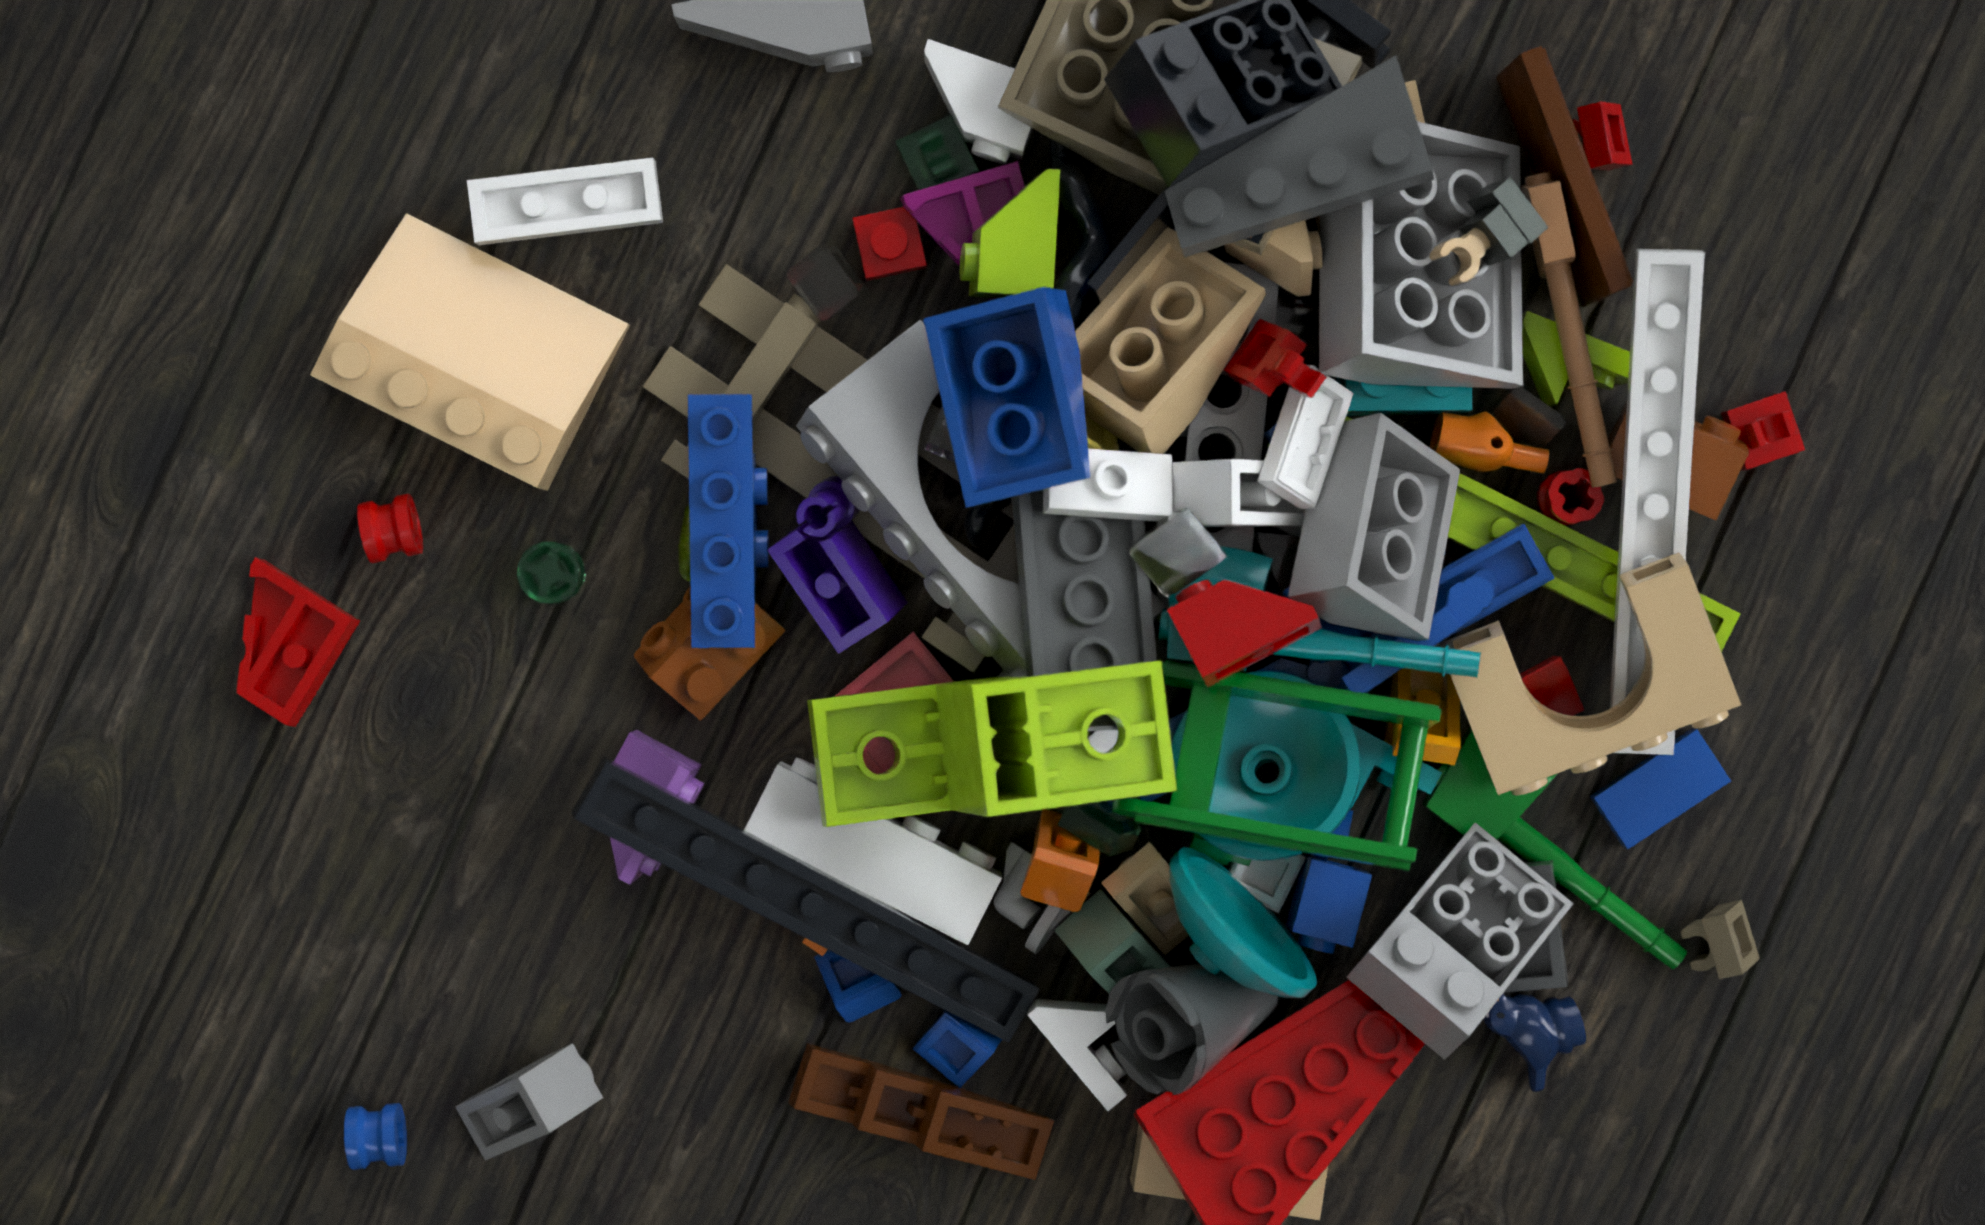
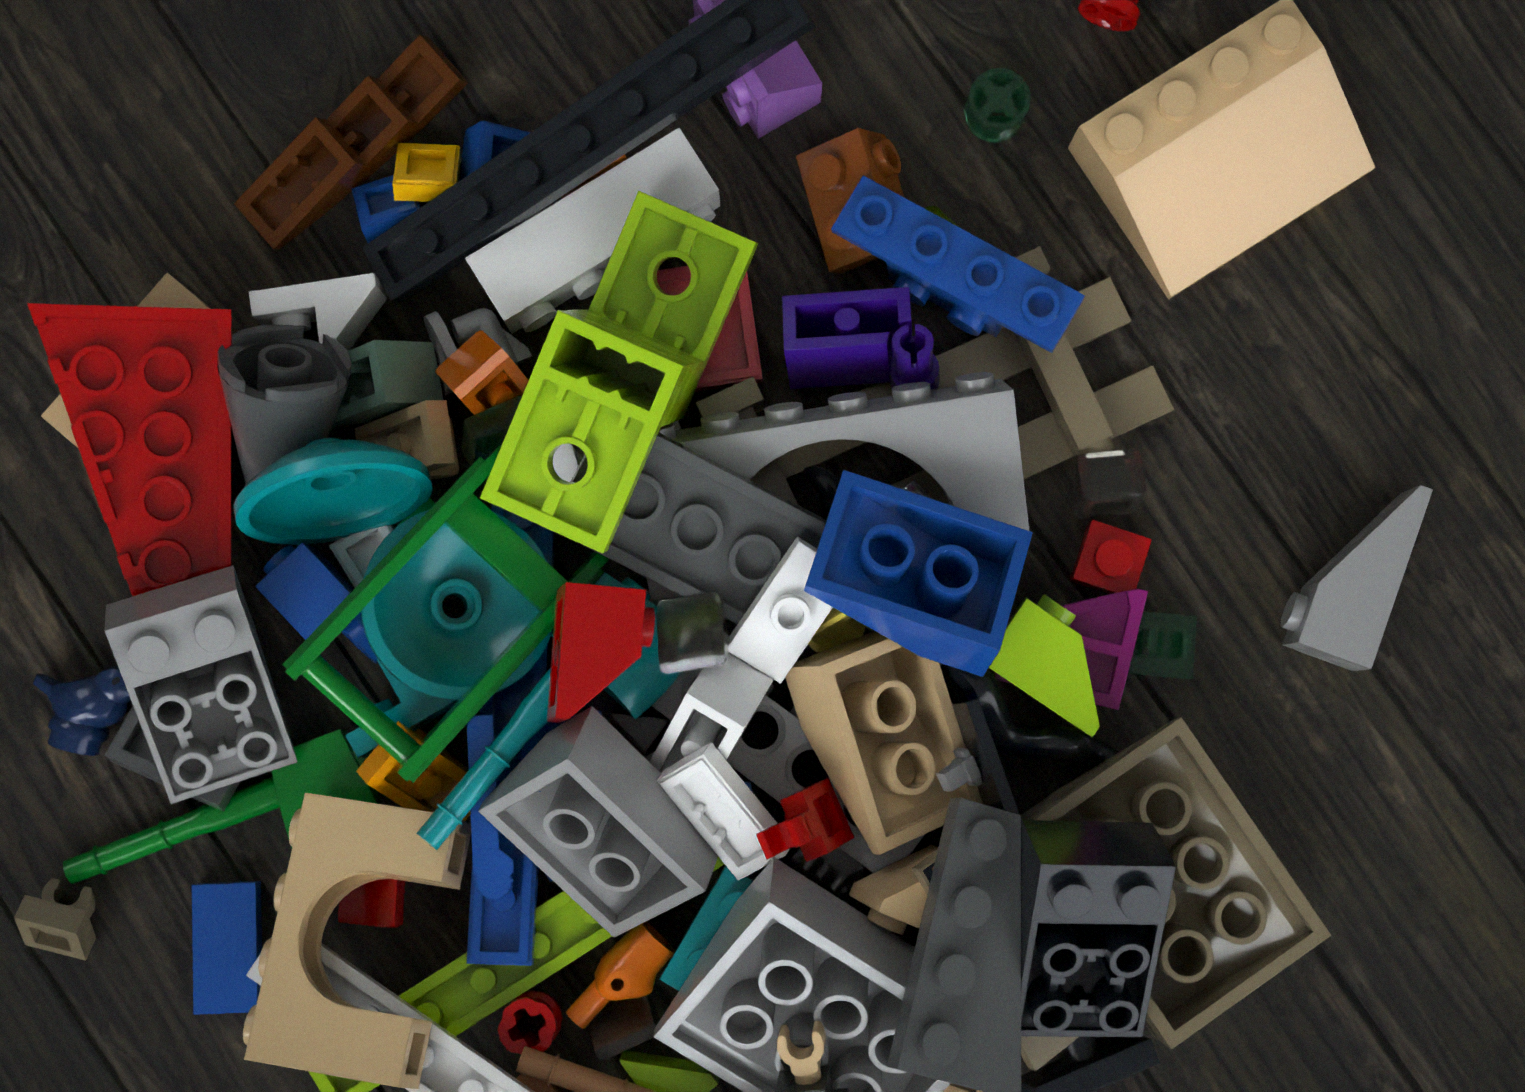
camera: 125 degrees right, 5 degrees down
(565, 201) = (1309, 303): white plate -> none
(908, 1029) = (425, 171): none -> yellow tile
(972, 96) = (1205, 705): white slope -> none
(1153, 262) = (960, 771): none -> light grey piece

